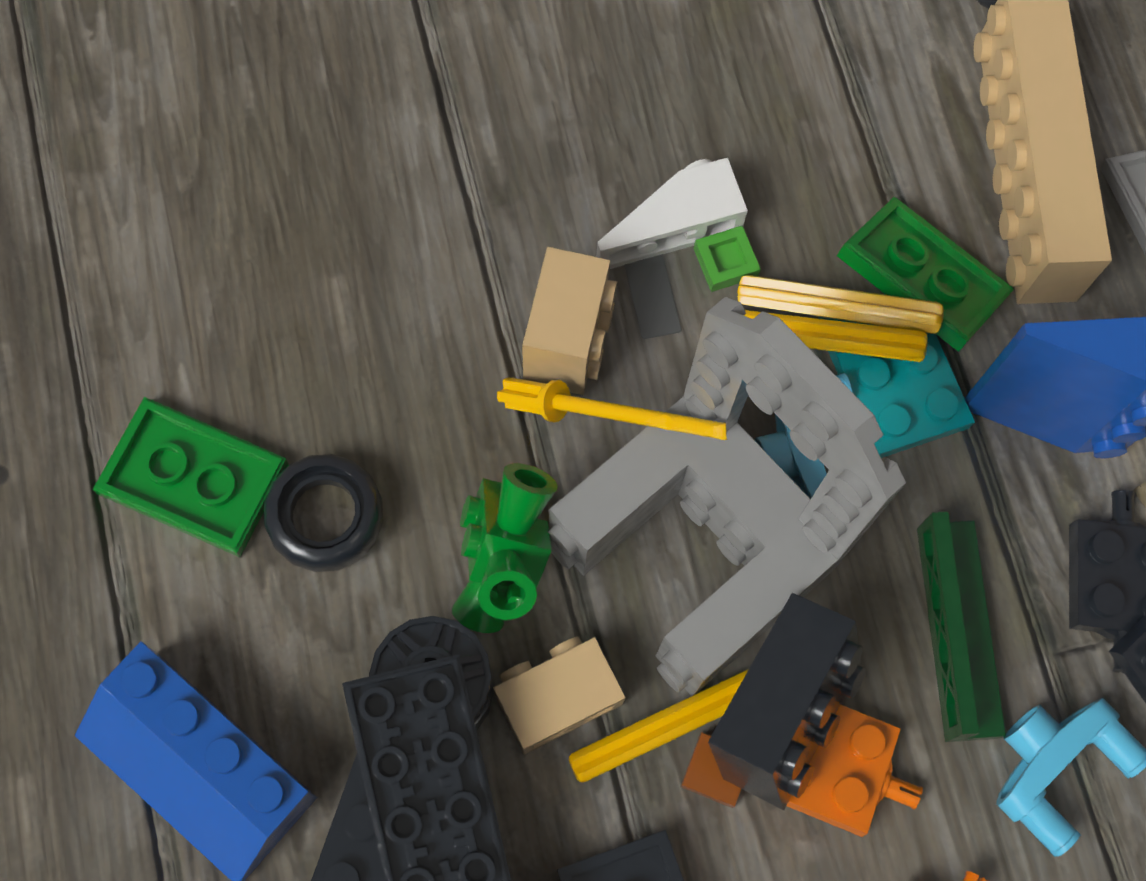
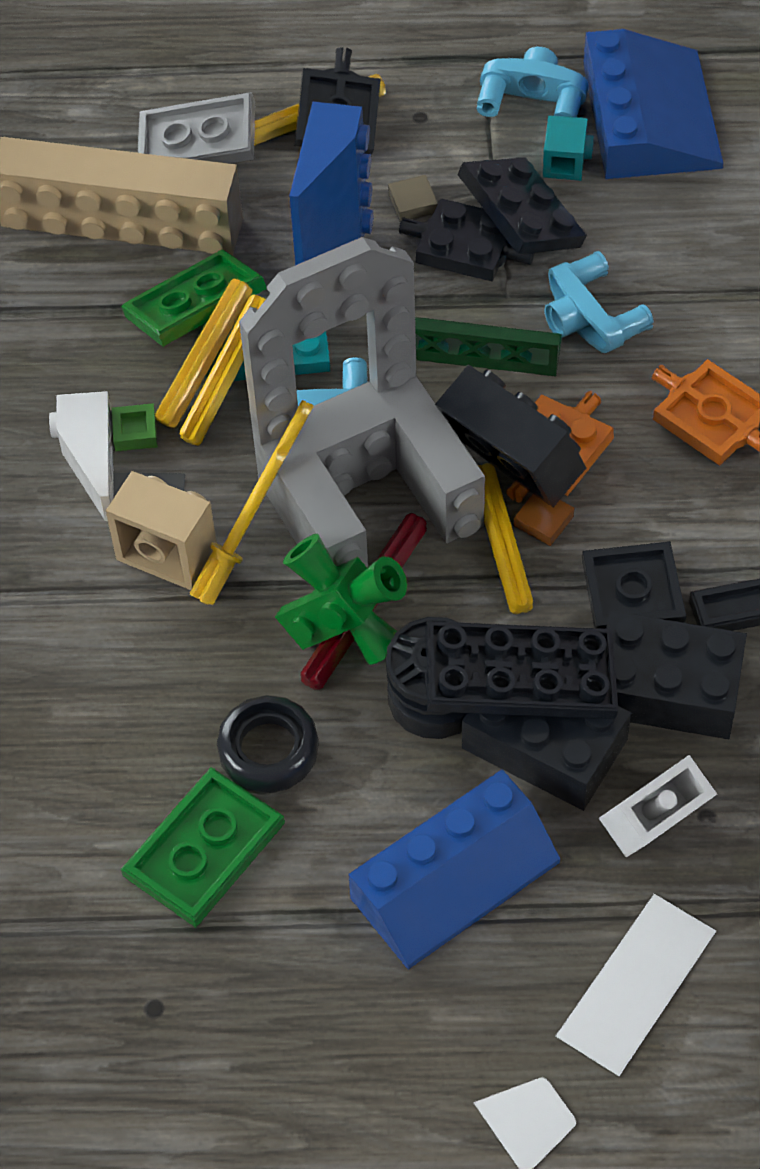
camera: 70 degrees left, 15 degrees down
(558, 693) = (460, 589): tan brick -> none
(564, 583) = (332, 650): none -> dark red axle

